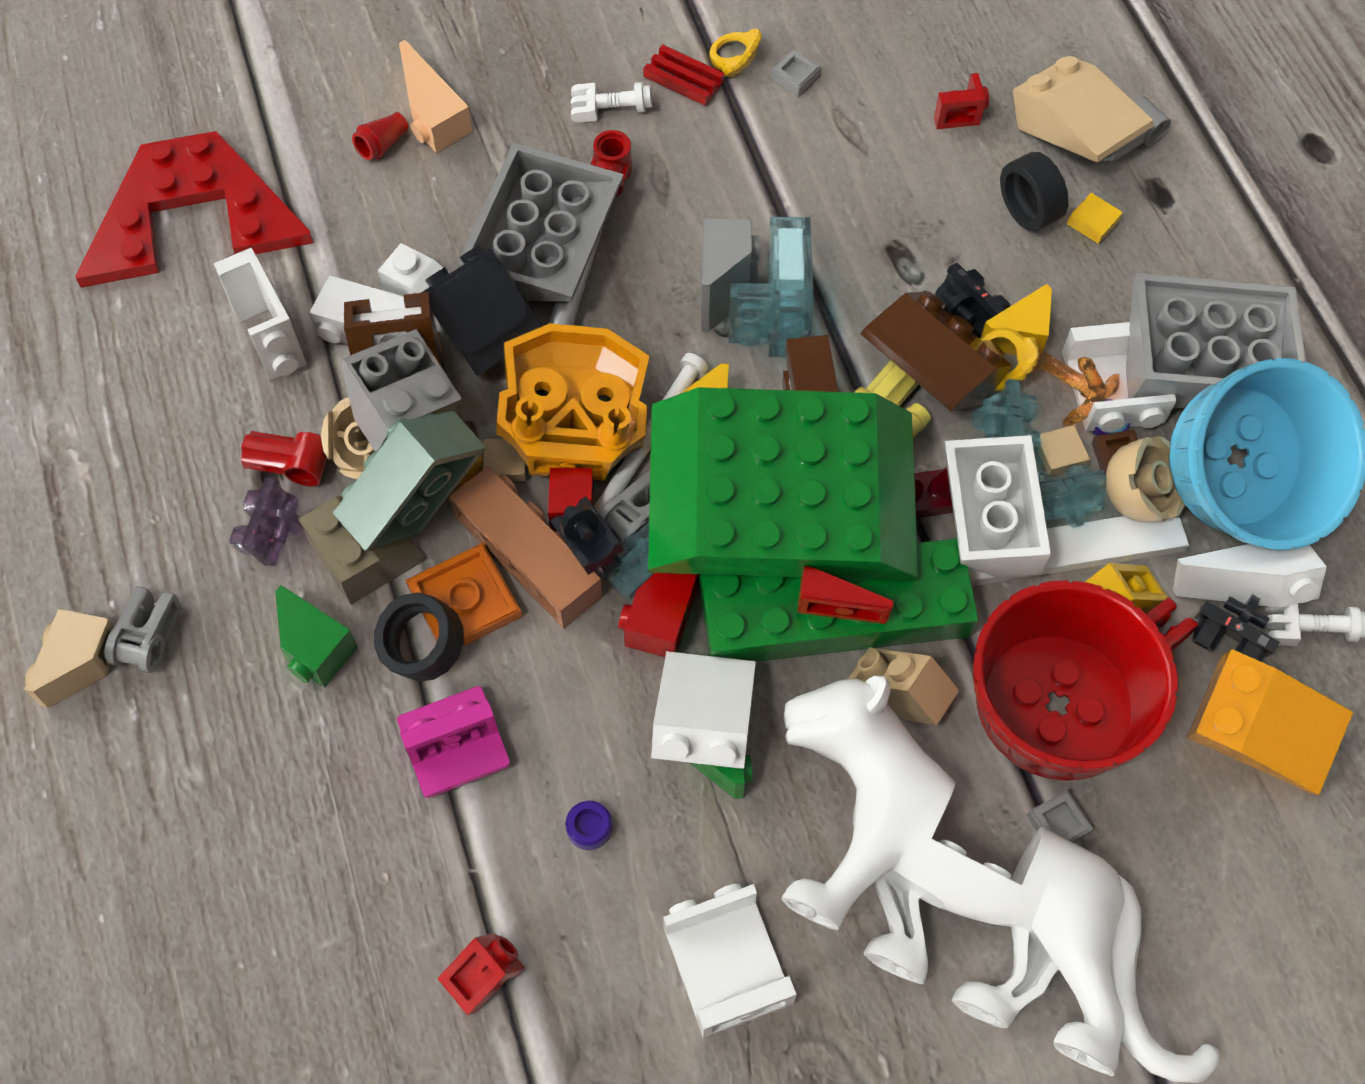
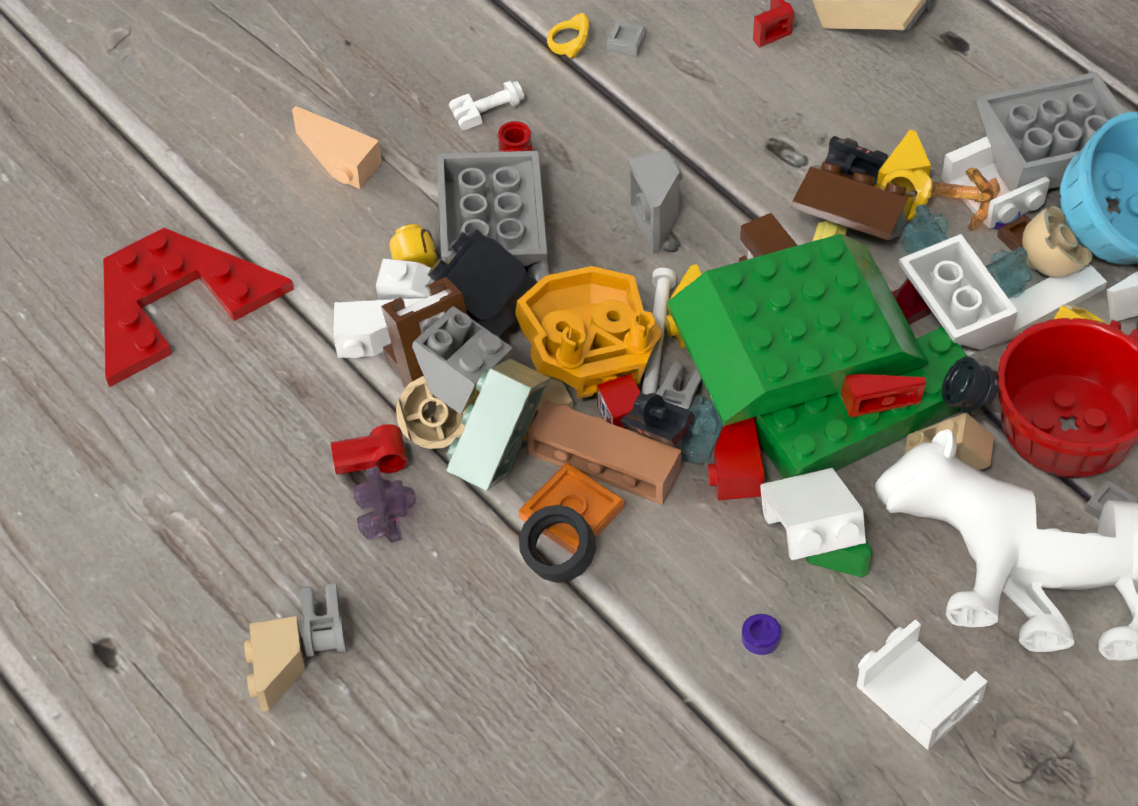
camera: 20 degrees left, 10 degrees down
(252, 294) = (278, 330): white panel -> none
(311, 639) = (466, 576): green slope -> none
(352, 567) = (462, 505): dark tan slope -> none
(378, 136) = (307, 190): red cone -> none
(445, 239) = (413, 245): none -> yellow head
(453, 742) = (624, 610): dark pink bracket -> none
(480, 971) = (736, 763): red bracket -> none
(687, 71) = (536, 66): red tile -> none
(786, 302) = (712, 200): clear light blue brick -> none
(947, 627) = (970, 386): none -> black wheel
(1034, 191) = (876, 55): black tyre -> none
(1062, 450) = (983, 244): tan tile -> none
(1094, 218) = (917, 74): yellow tile -> none

